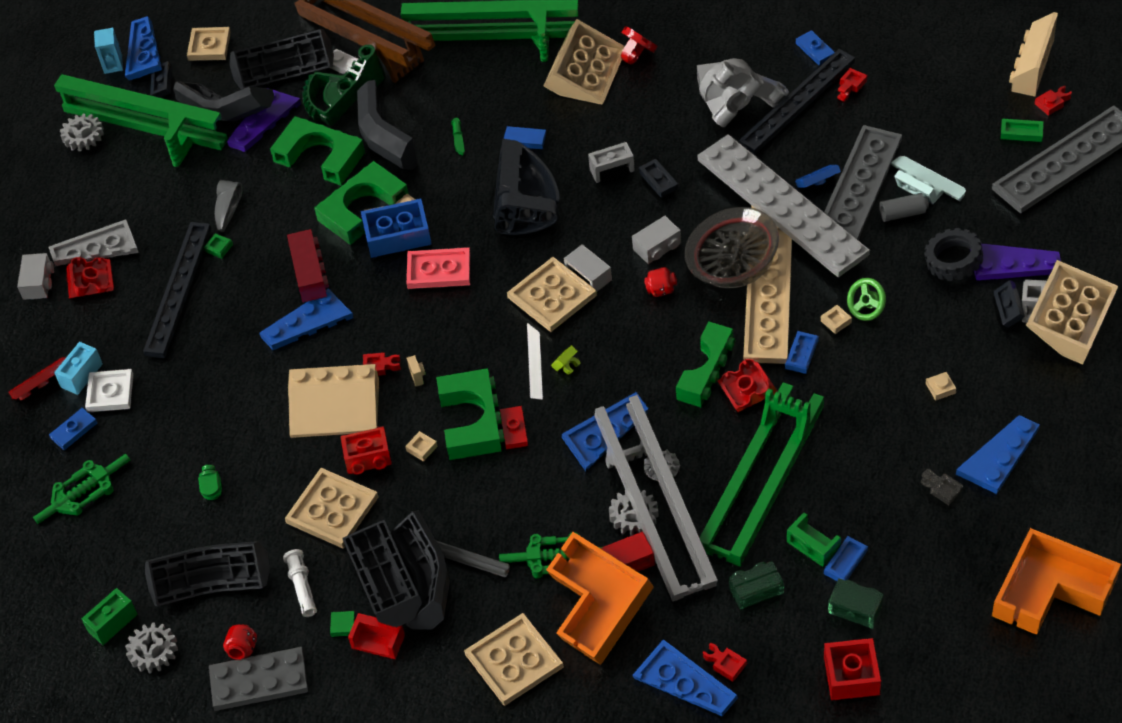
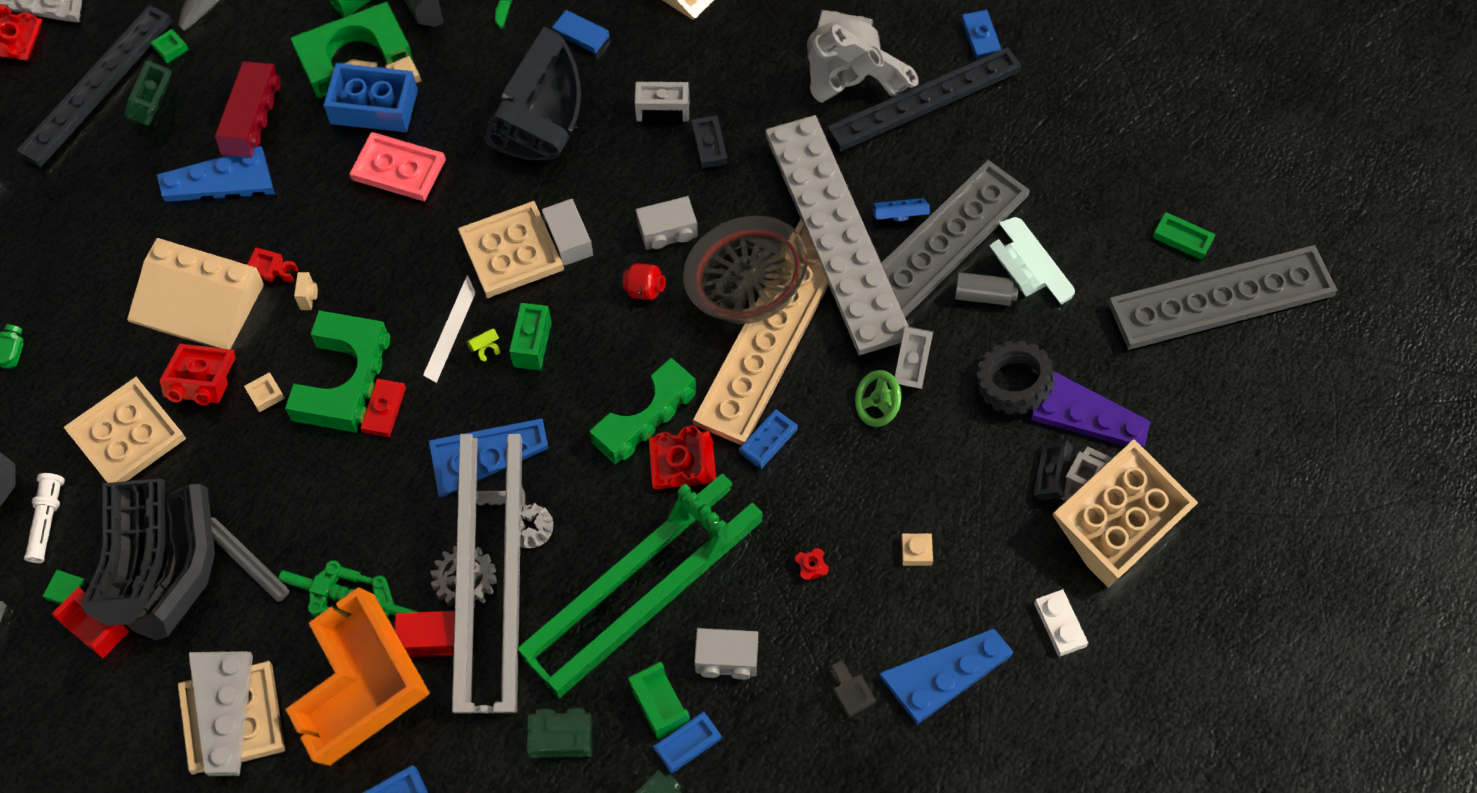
camera: 15 degrees right, 10 degrees up
(224, 279) = (147, 93): none -> clear green brick
(503, 647) = (221, 702): none -> light grey wing
(598, 343) = (530, 336): none -> green panel
(836, 319) = (830, 410): tan plate -> none
(844, 493) = (726, 653): none -> light grey brick
(851, 80) = (1002, 95): red plate -> none
(873, 425) = (811, 572): none -> red plate
(878, 262) = (913, 356): none -> light grey panel
(1033, 55) = (1244, 142): tan slope -> none
(1051, 102) = (1240, 210): red plate -> none
(1062, 397) = (1060, 623): none -> white plate

